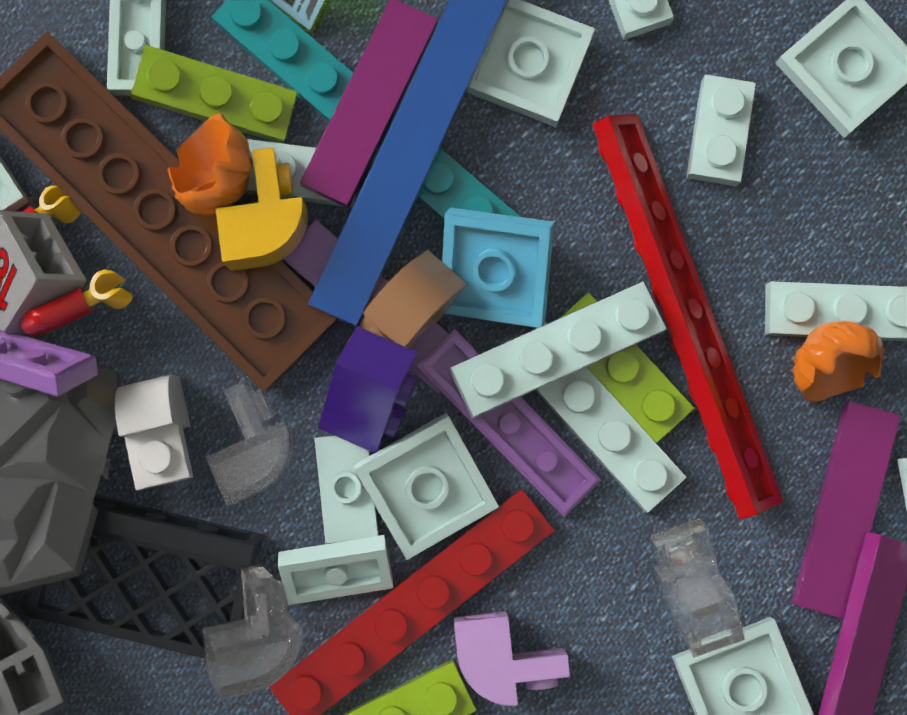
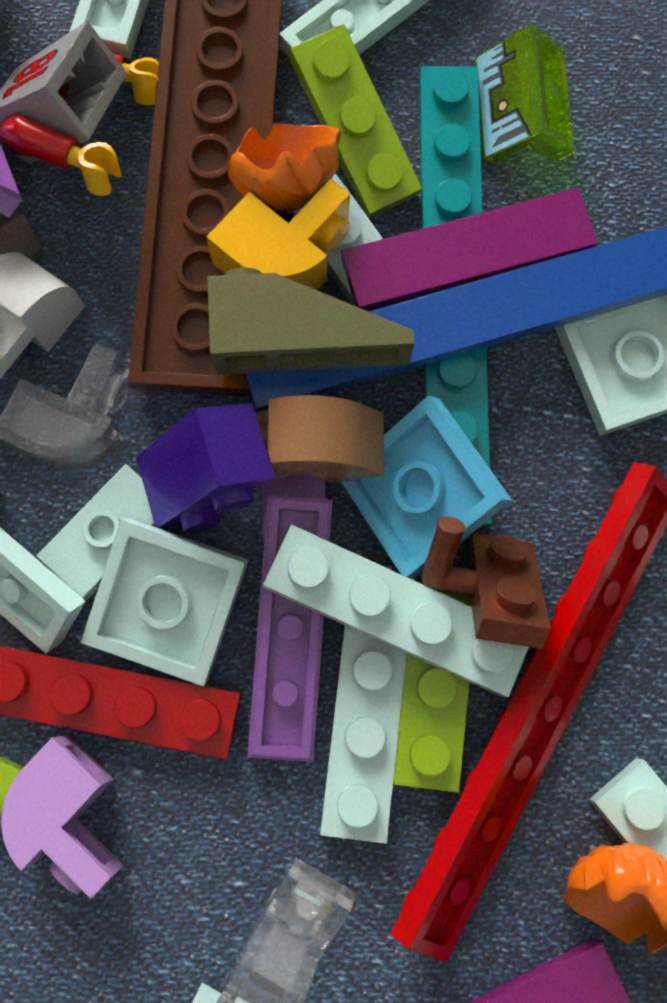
camera: 45 degrees right, 5 degrees down
(324, 262) = (285, 326): none -> olive slope
(592, 272) = (498, 577): none -> copper plate

